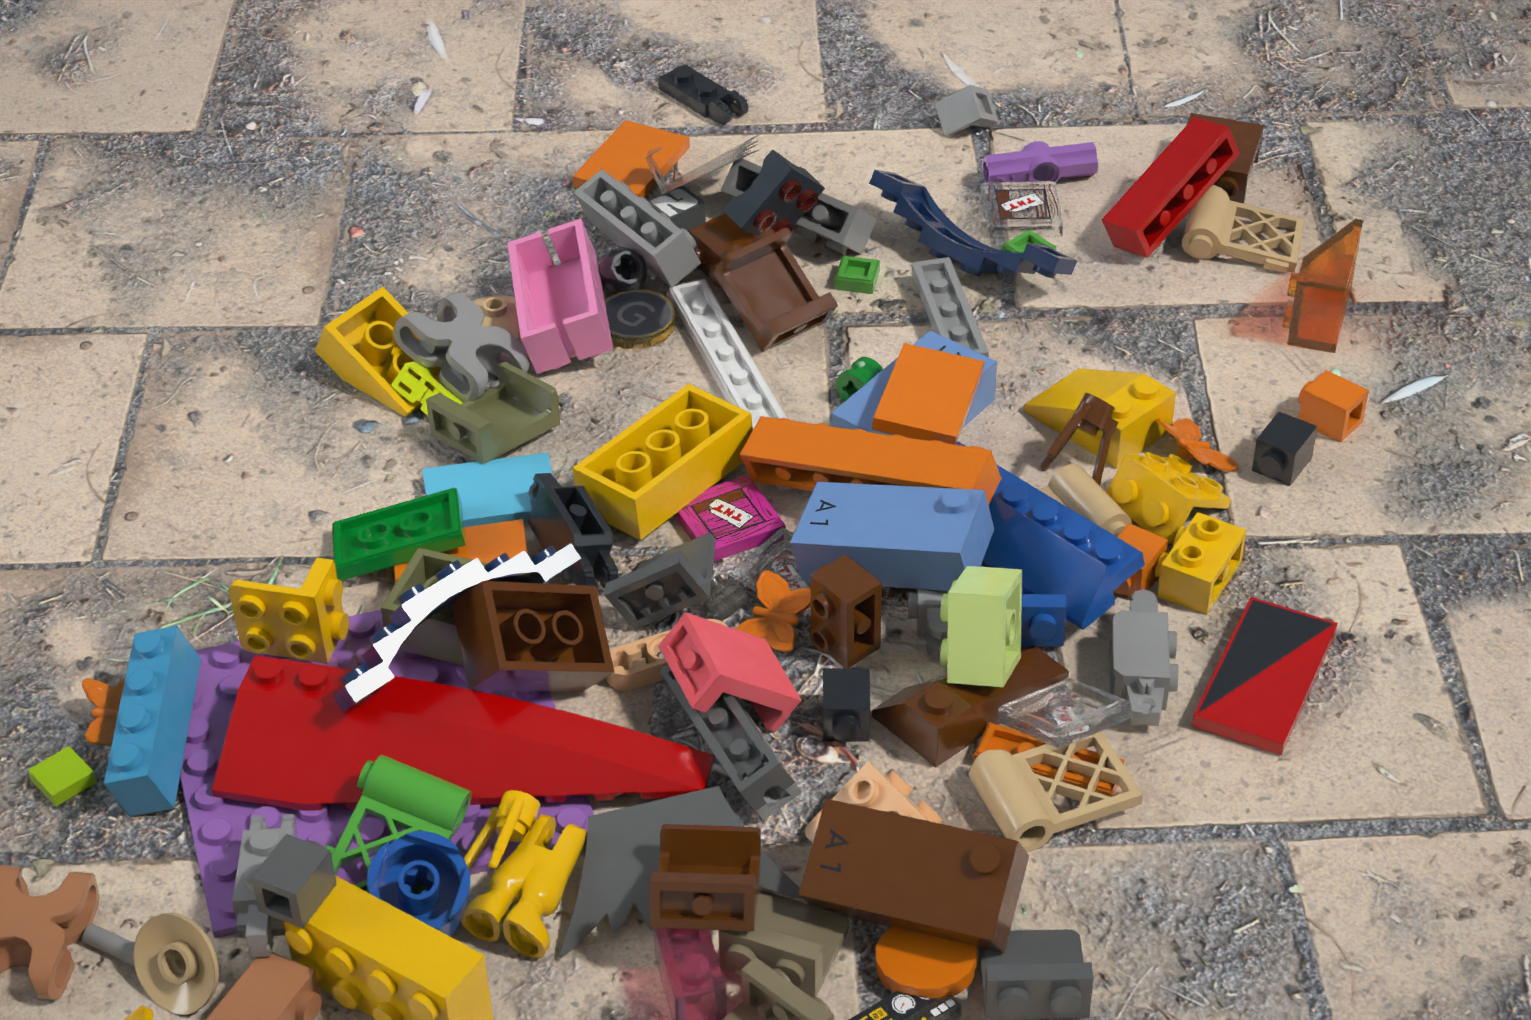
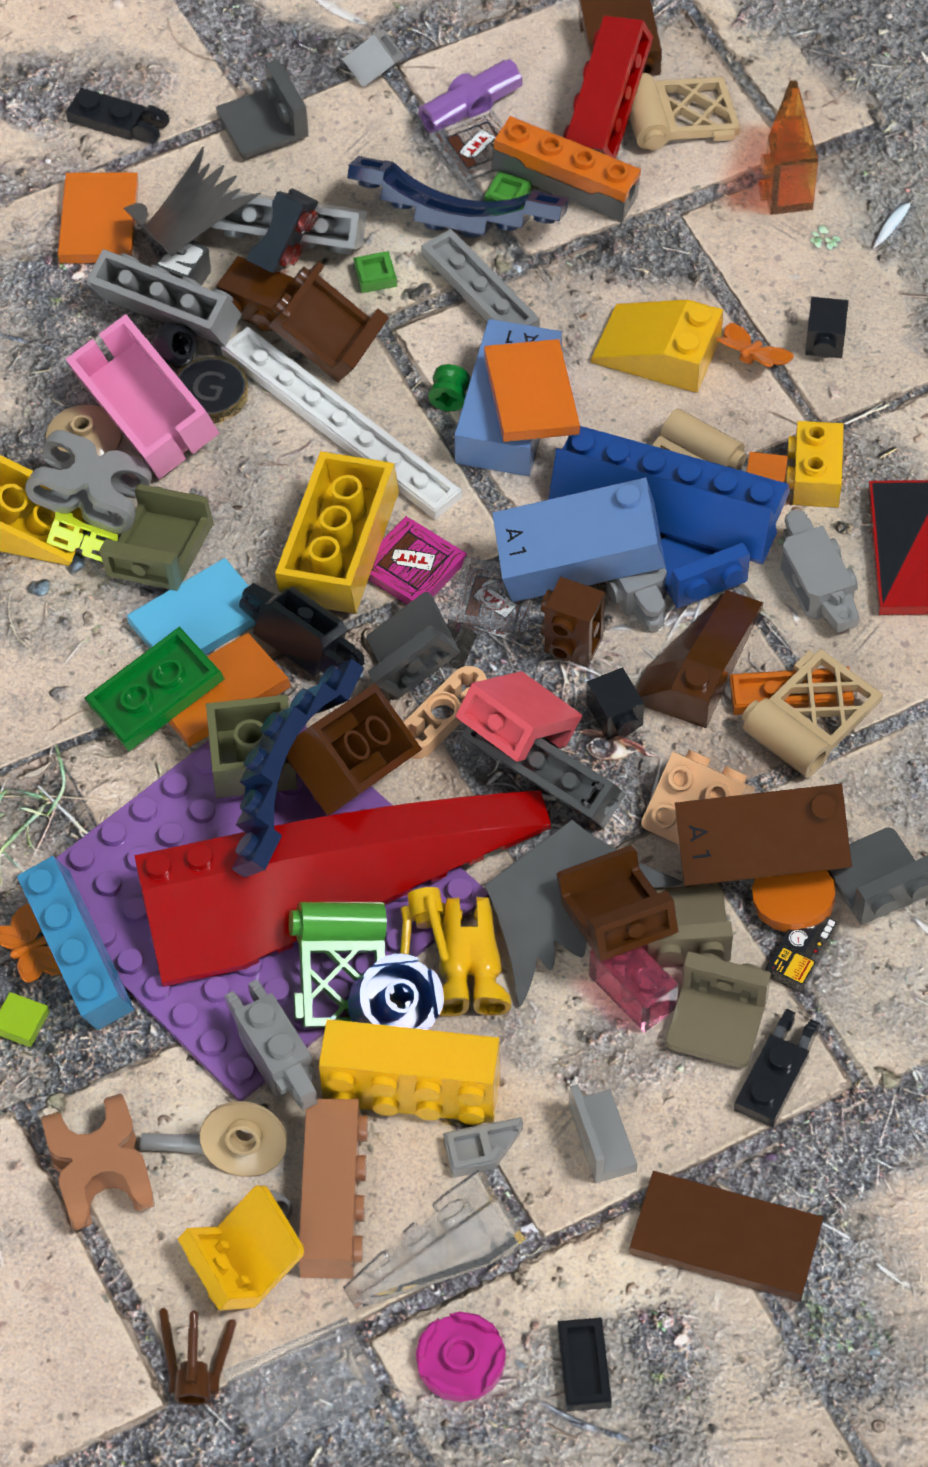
camera: 25 degrees left, 15 degrees up
(292, 620) = (133, 811): yellow bracket -> none
(294, 880) = (325, 1040): dark grey brick -> none
(779, 611) = (512, 642): orange piece -> none
(807, 453) = (514, 477): orange brick -> none
(834, 130) = (266, 117): none -> dark grey bracket
(982, 626) = (701, 599): yellowish green brick -> none
(1065, 712) = (788, 645): clear tile -> none
(1090, 417) = (668, 362): reddish brown plant -> none
(1096, 240) = (566, 168): none -> orange piece
(1162, 492) = (754, 407): yellow bracket -> none
(1333, 405) = (842, 269): orange brick -> none

